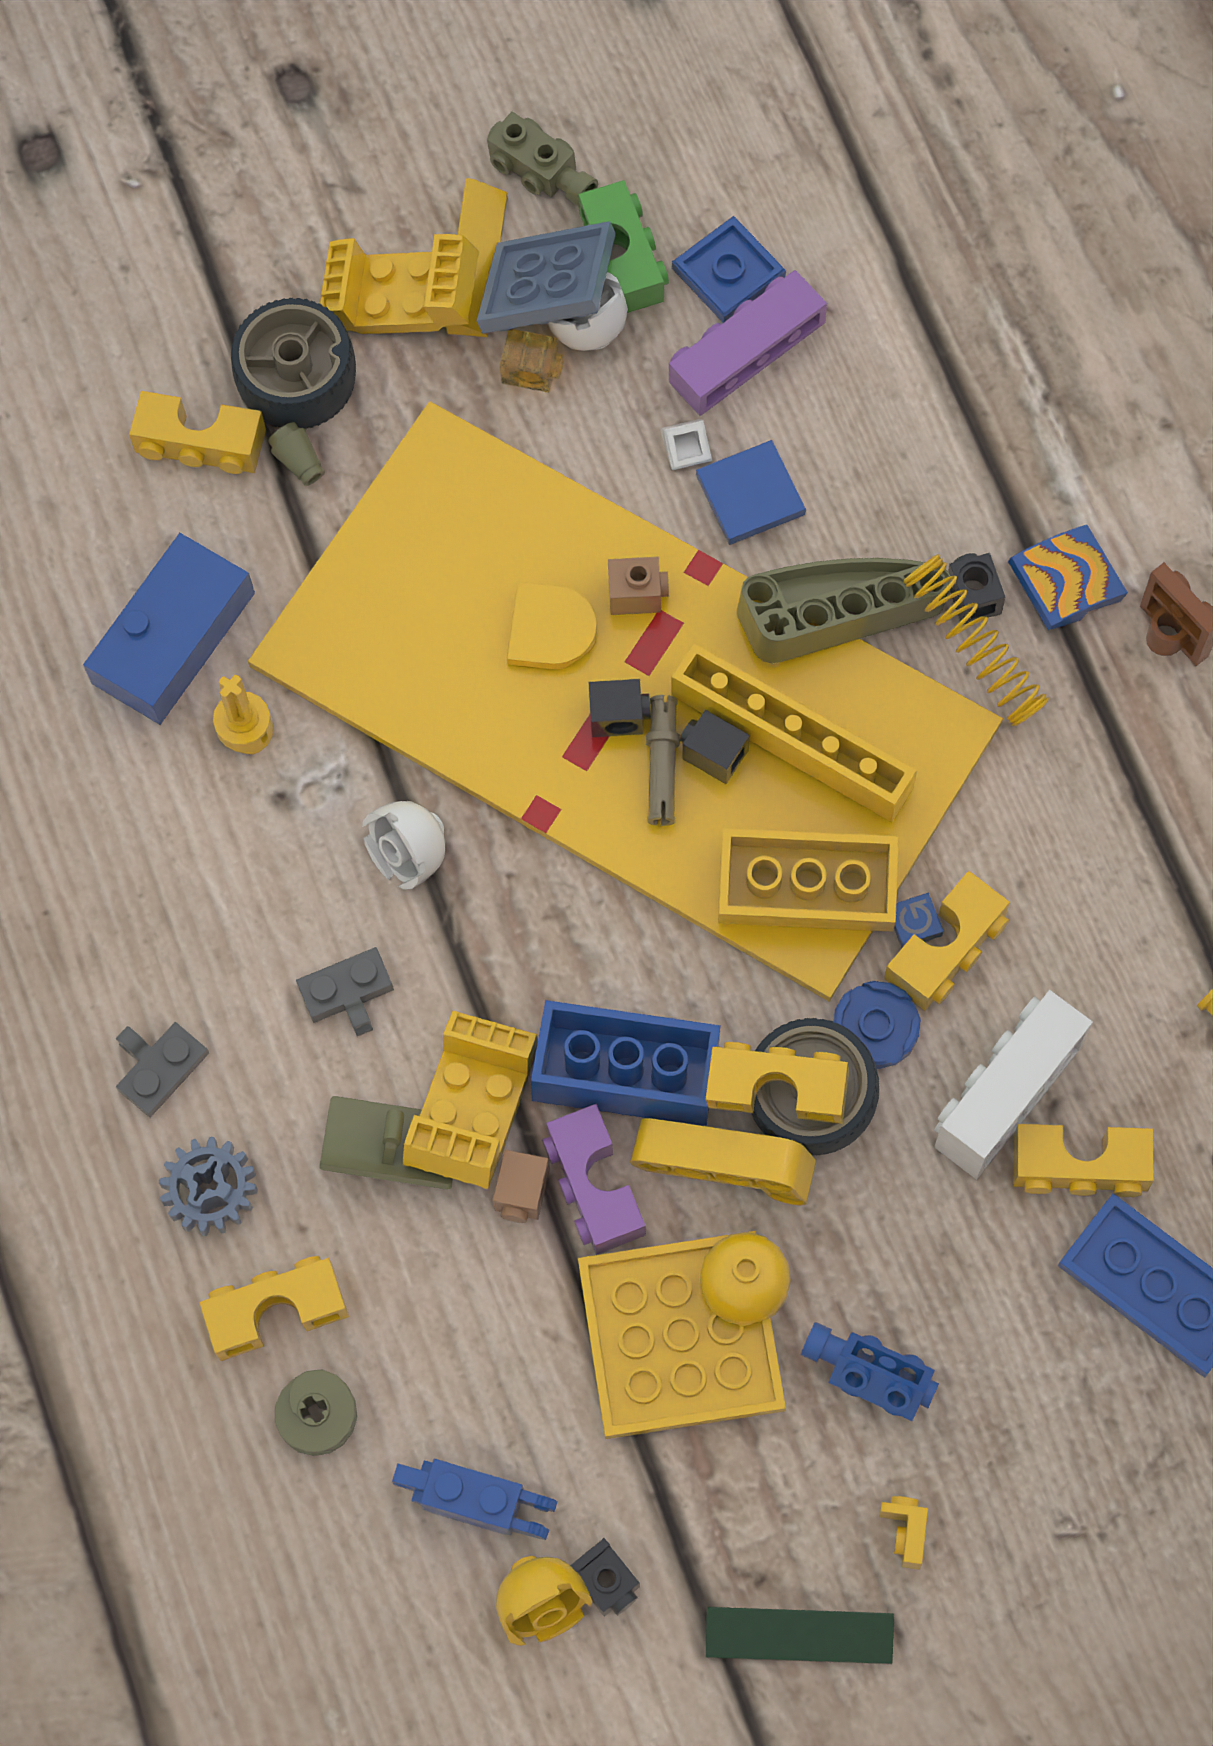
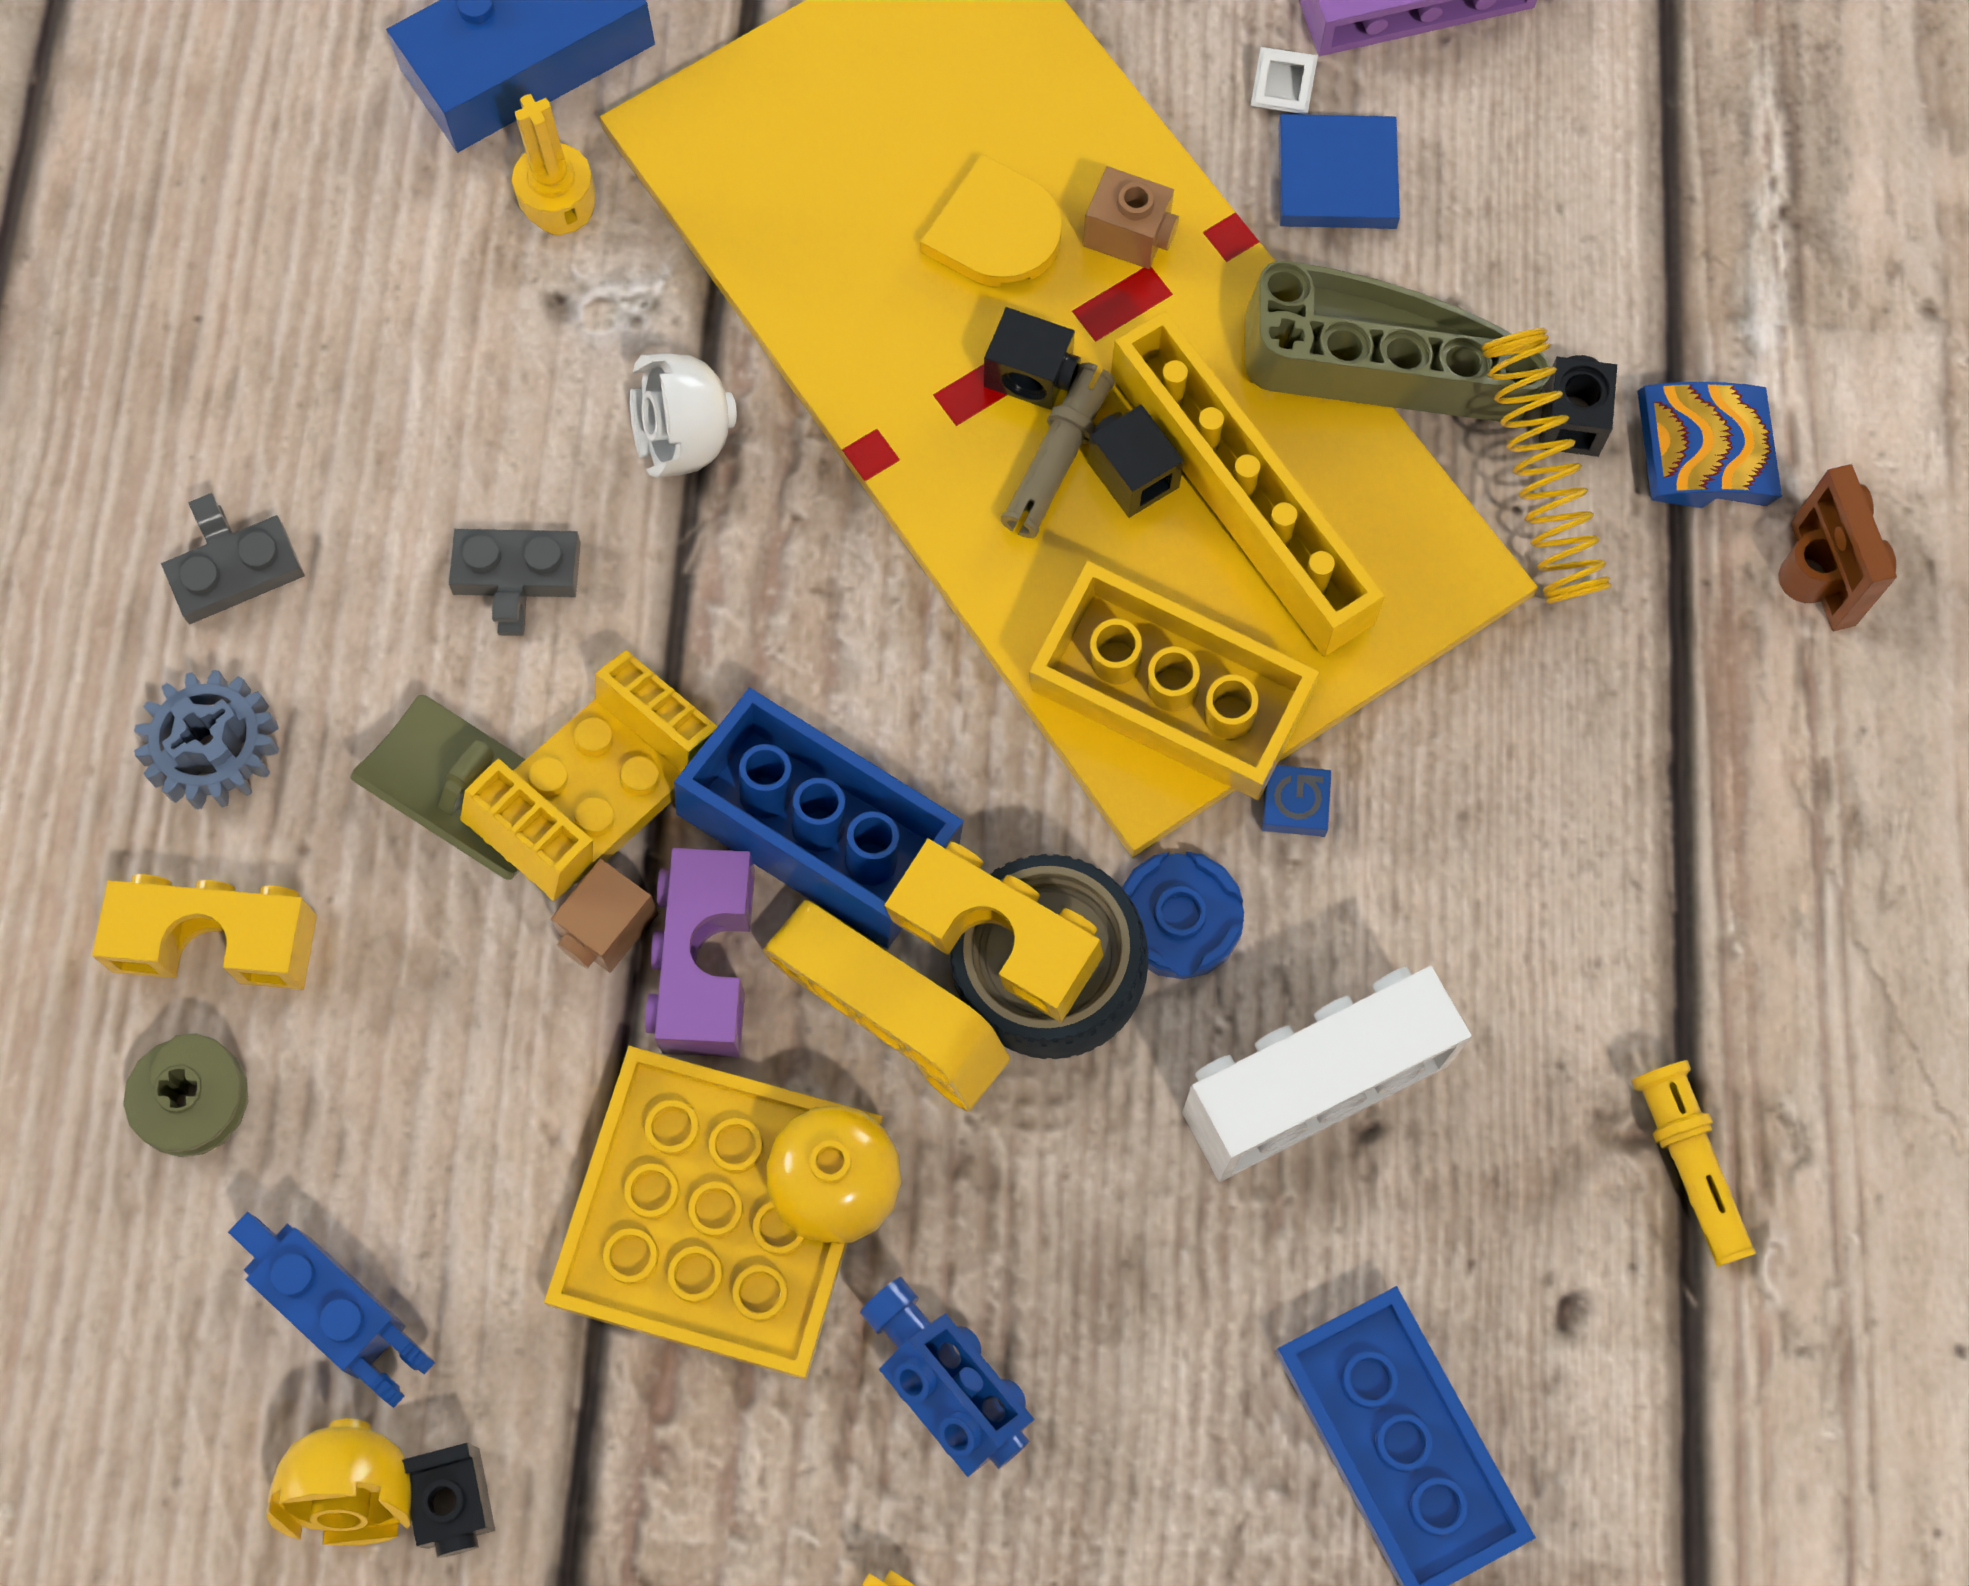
camera: 20 degrees right, 0 degrees up
(927, 970) = (1282, 873): yellow arch -> none
(1045, 1164) = (1321, 1203): yellow arch -> none

